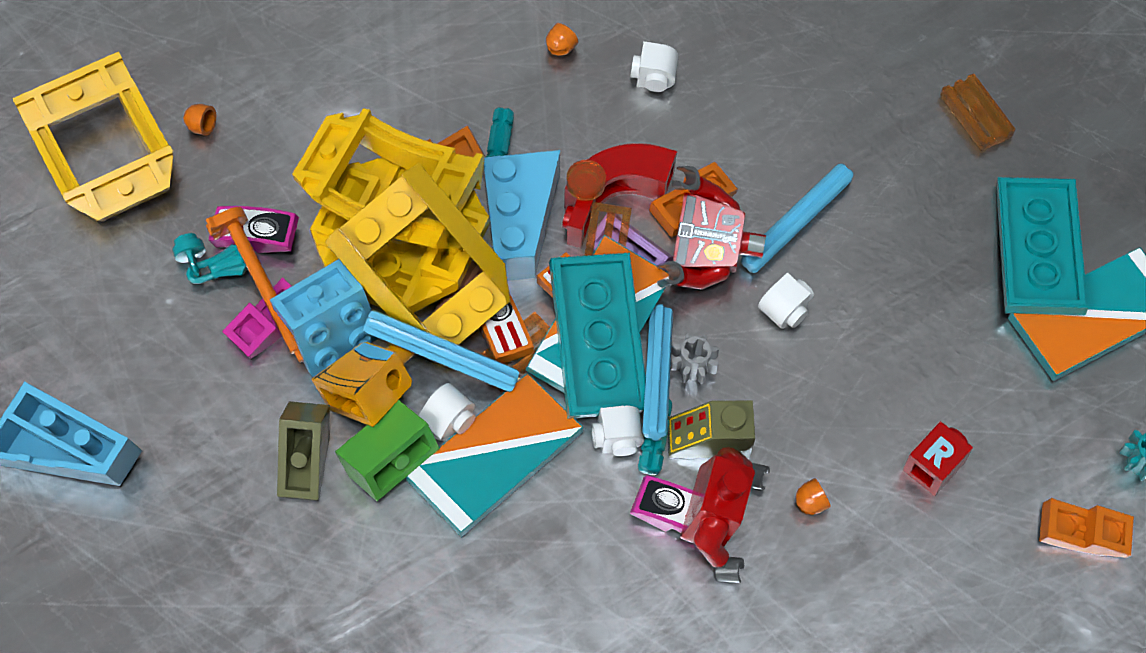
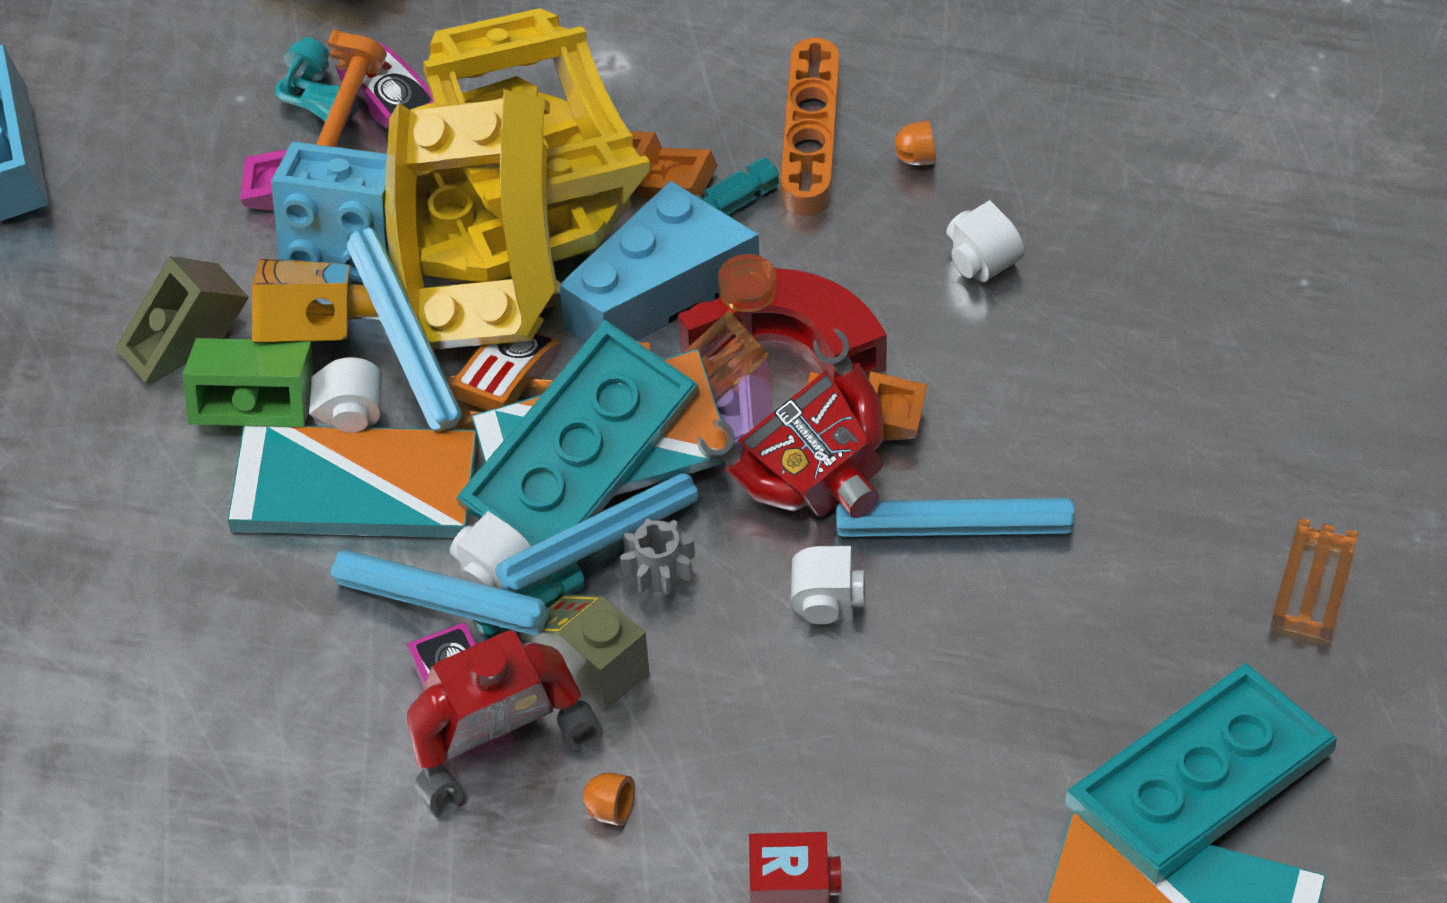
camera: 50 degrees right, 10 degrees down
(490, 75) = (813, 125): none -> orange beam
(618, 471) = (440, 592): none -> medium azure axle

